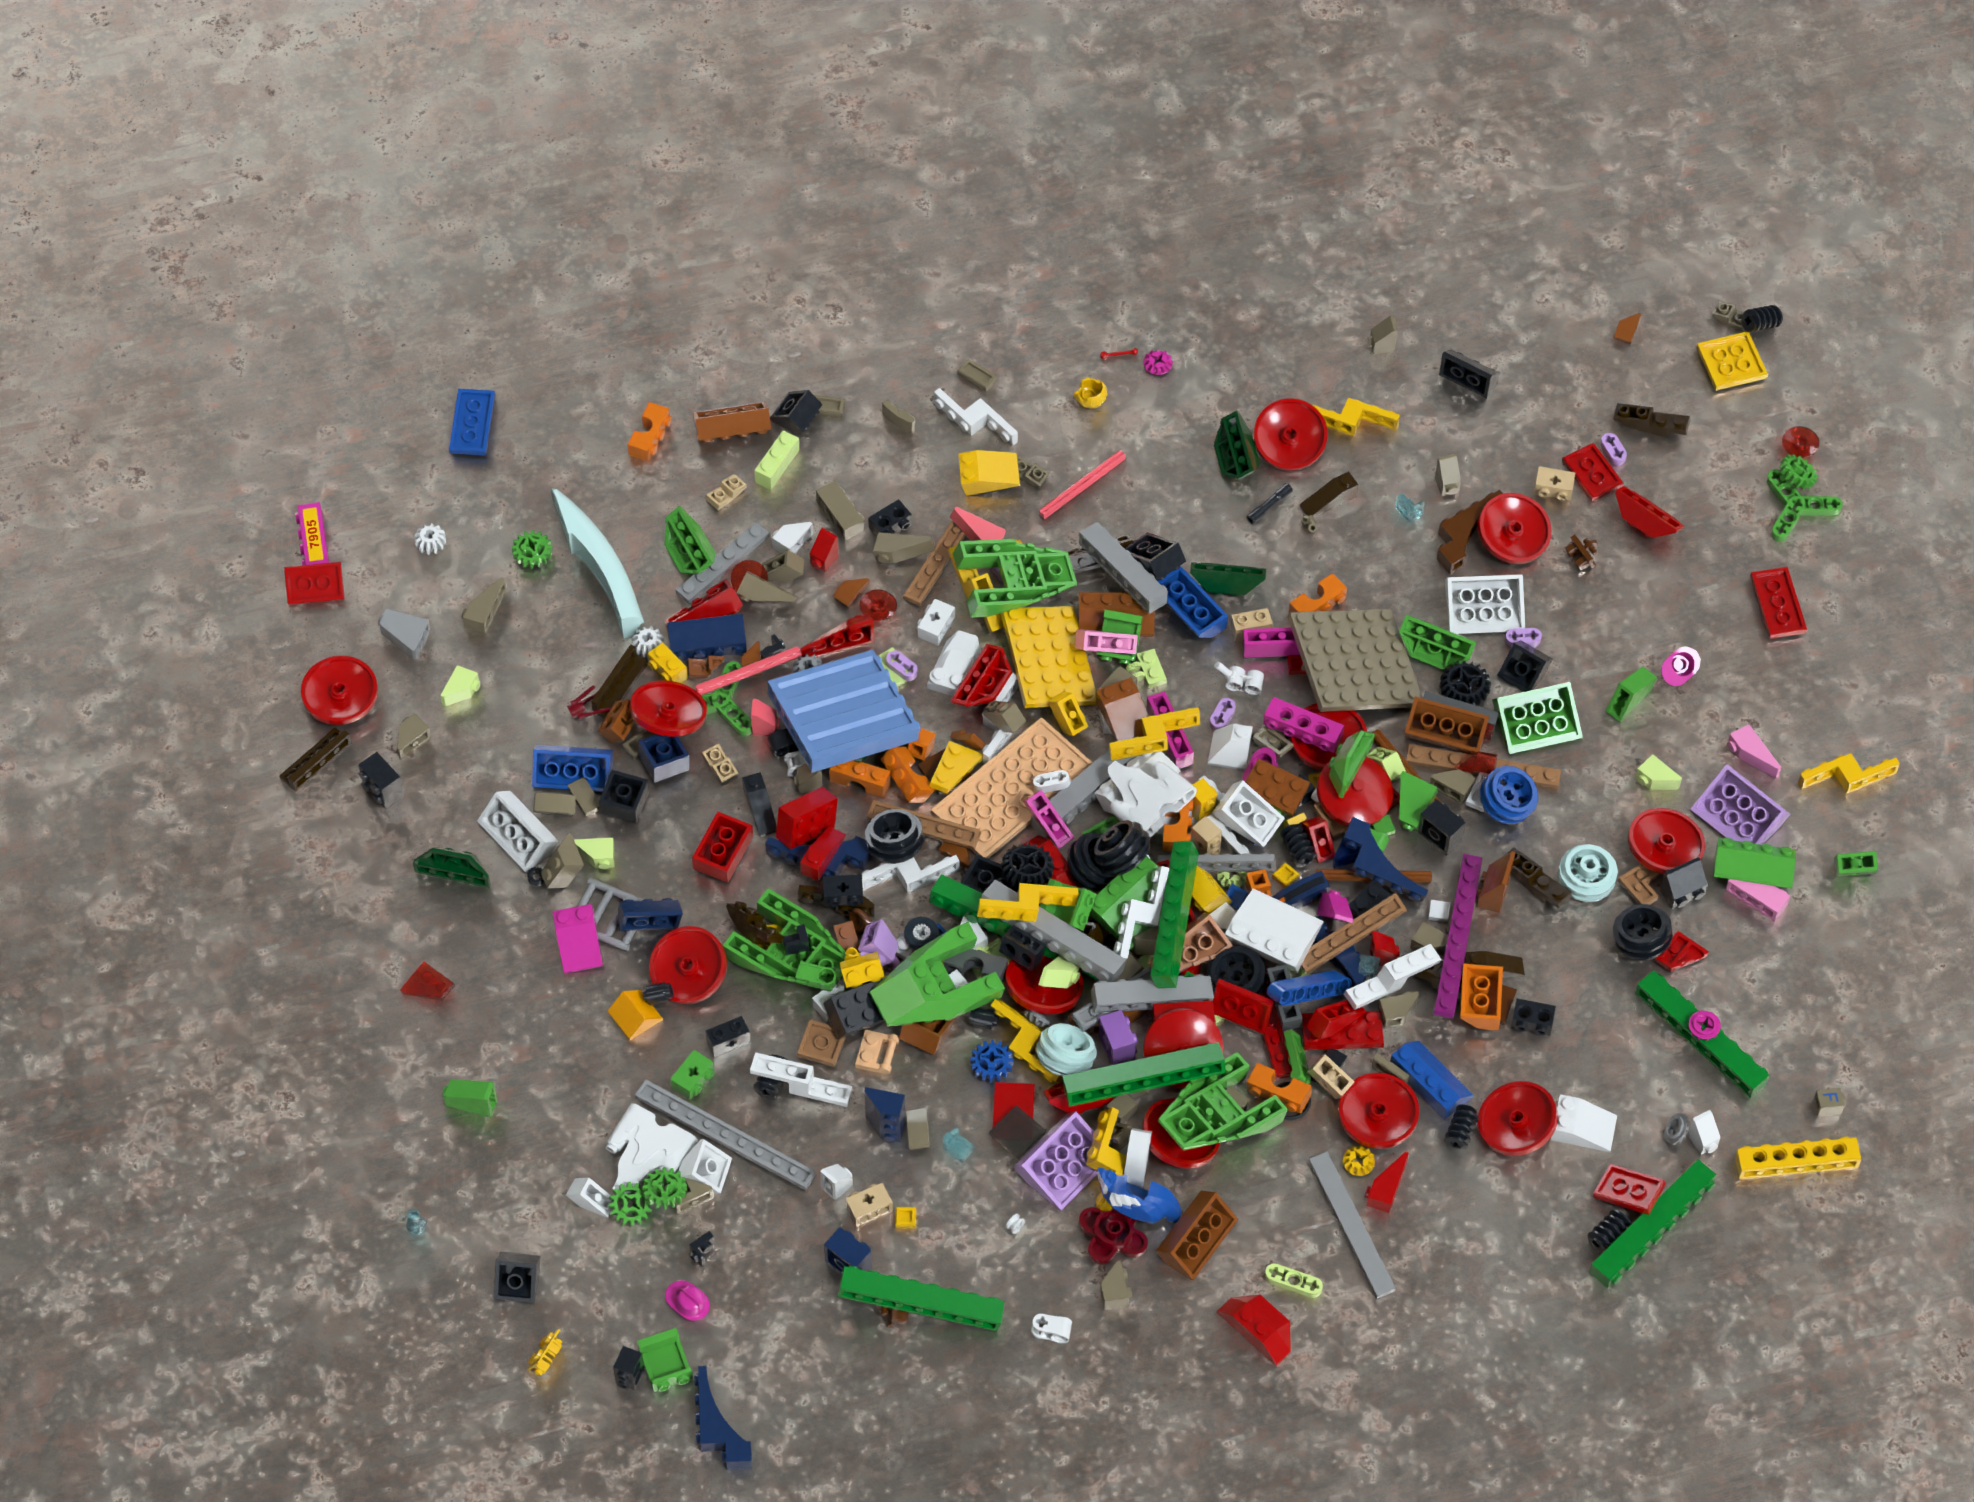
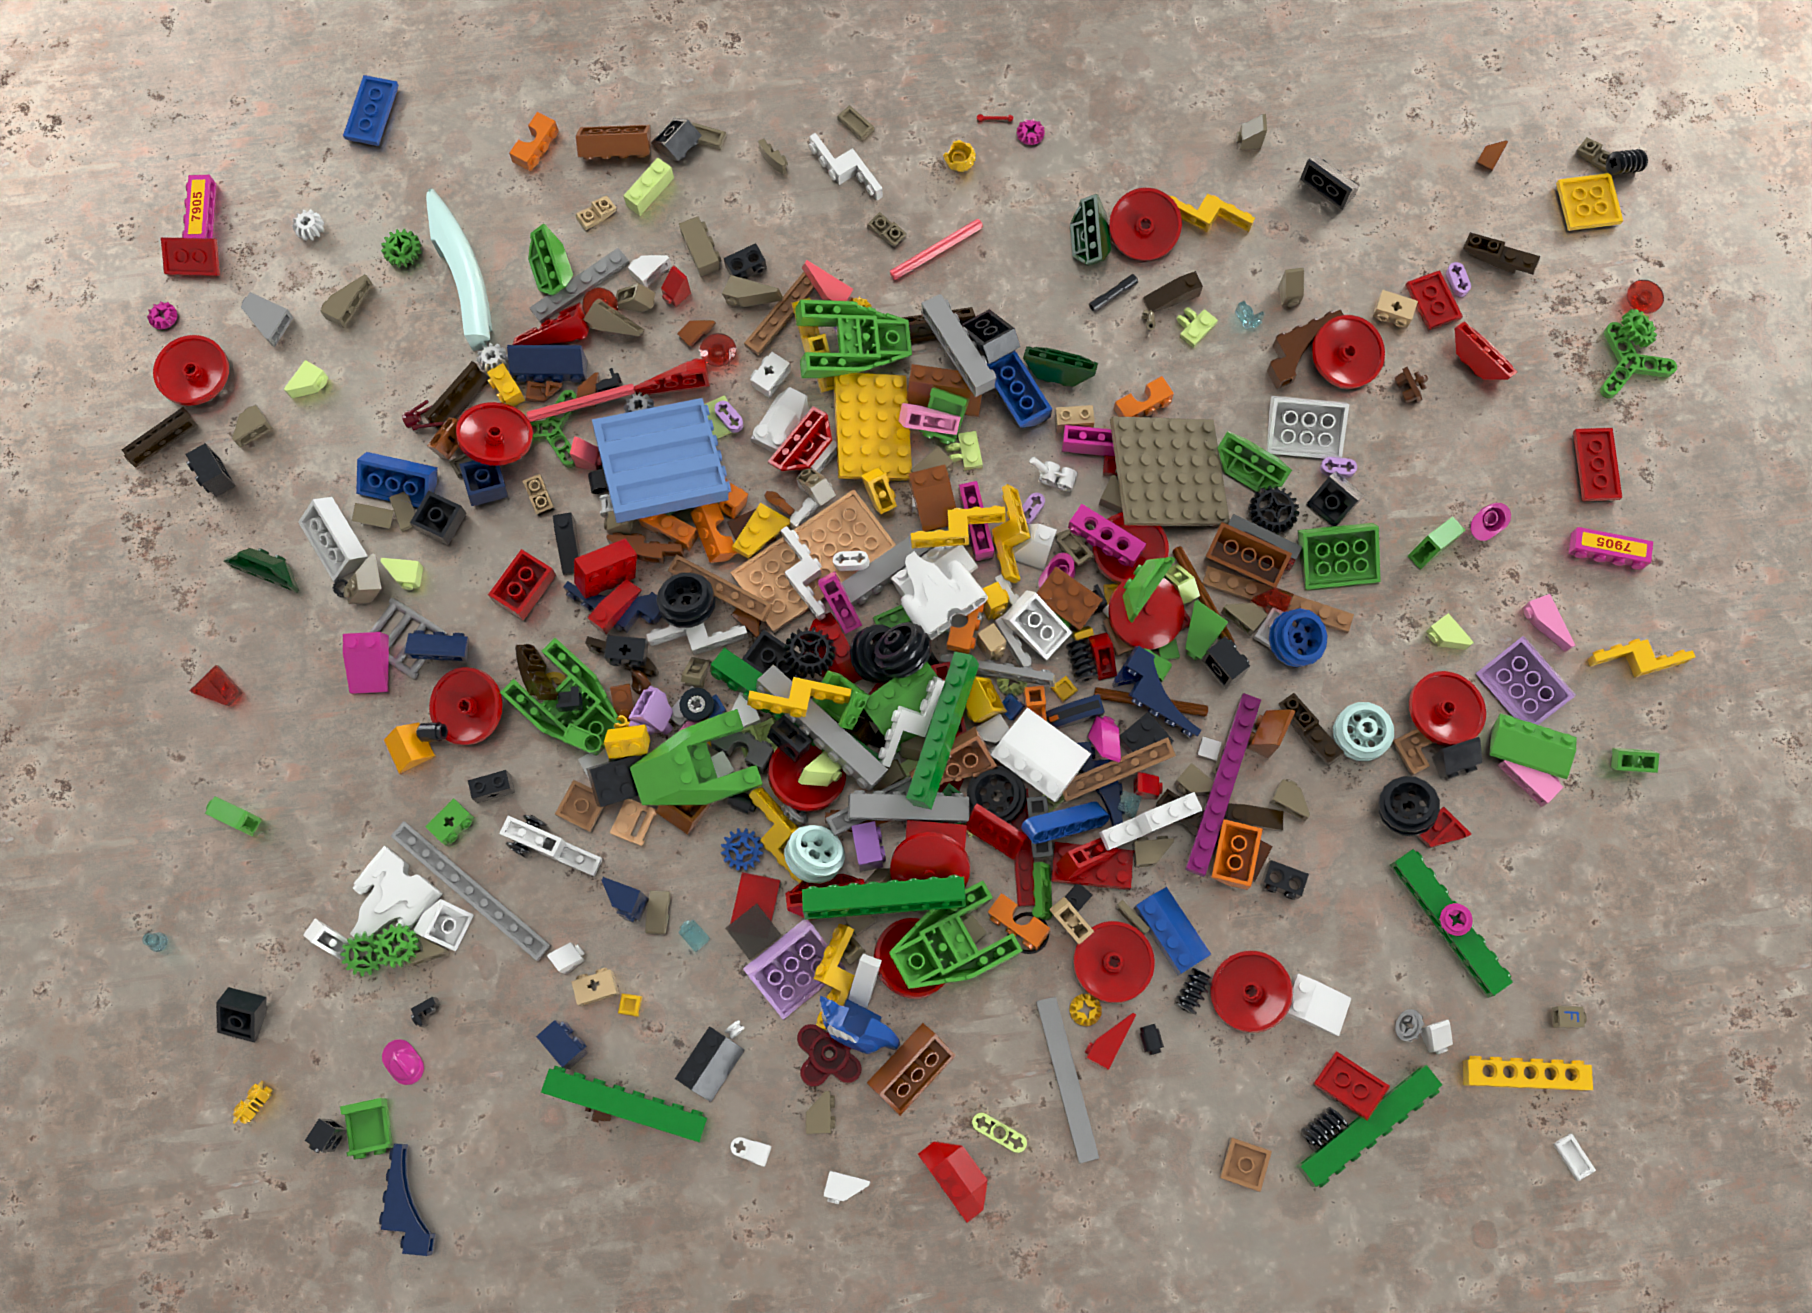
camera: 10 degrees right, 15 degrees up
(291, 650) = (170, 315): none -> dark pink gear
(849, 800) = (648, 552): none -> dark orange slope
(913, 907) = (695, 672): none -> dark tan slope
(988, 471) = (847, 224): yellow slope -> none
(996, 1257) = (710, 1064): none -> black slope
(1006, 799) = (803, 573): none -> white bracket
(1151, 1346) = (842, 1186): none -> white slope
(1207, 737) = (1010, 534): none -> yellow bracket
(1302, 692) = (1111, 496): none -> dark tan slope
(1361, 524) = (1198, 328): none -> yellowish green hinge
(1427, 1176) = (1151, 1039): none -> black brick
(1527, 945) = (1290, 799): none -> dark tan slope
(1539, 1274) = (1245, 1164): none -> medium nougat plate
(1803, 676) = (1611, 548): none -> dark pink brick
(1855, 1226) = (1574, 1157): none -> white tile

